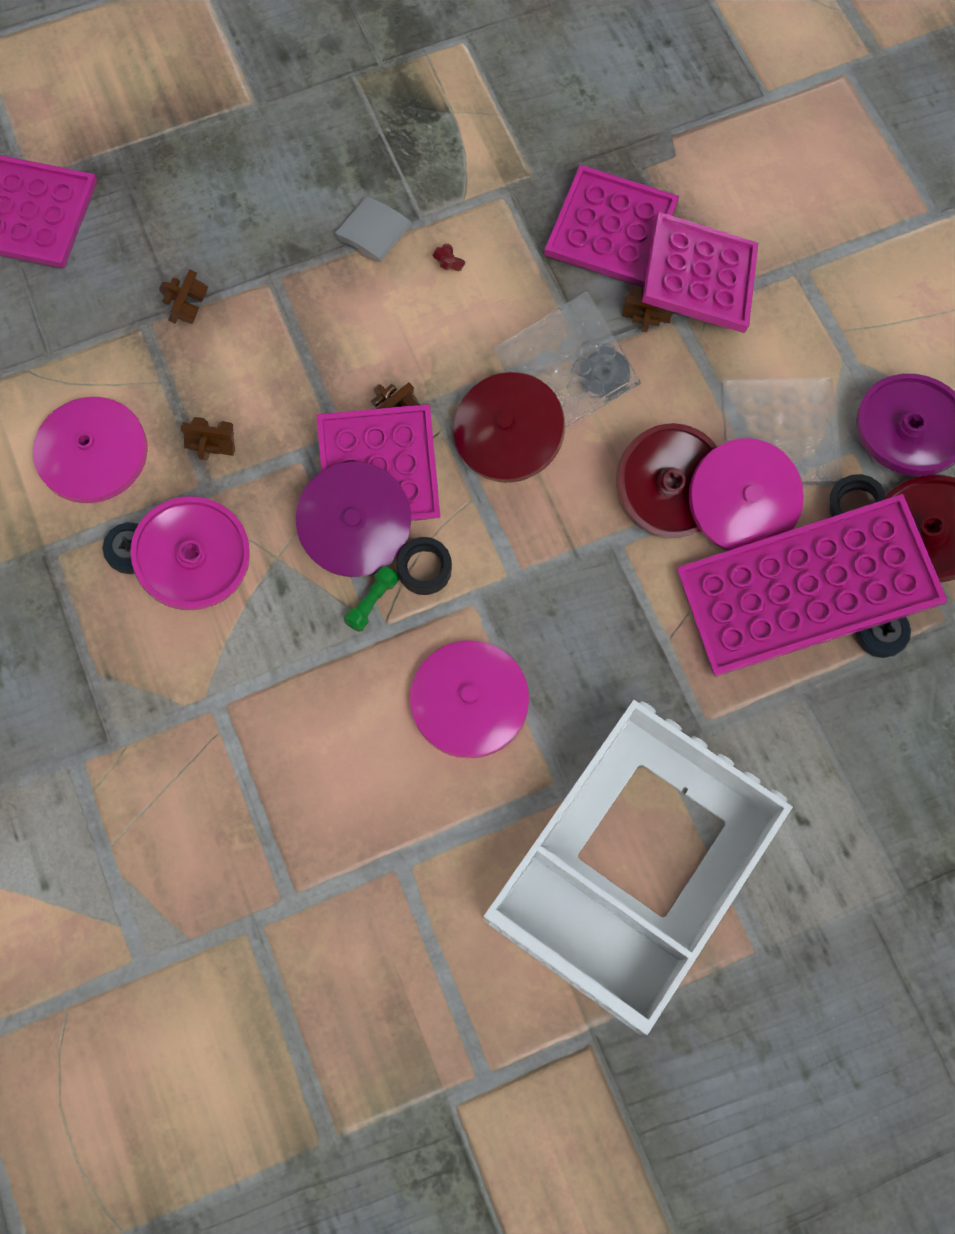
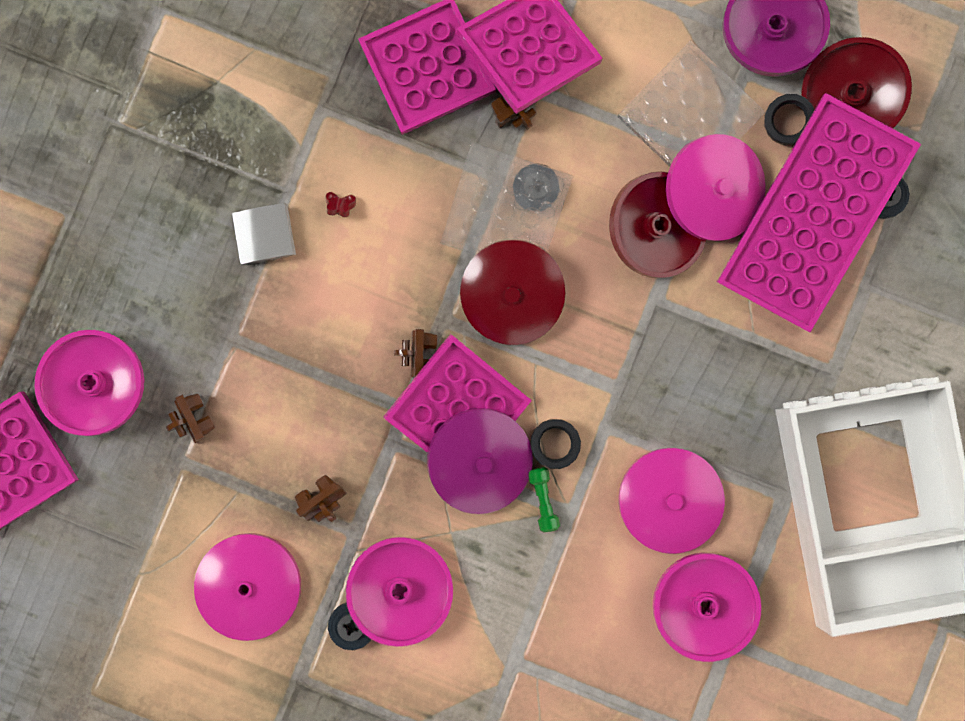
camera: 50 degrees left, 15 degrees up
(144, 209) = (89, 383): none -> dark pink dish
(404, 774) = (723, 624): none -> dark pink dish

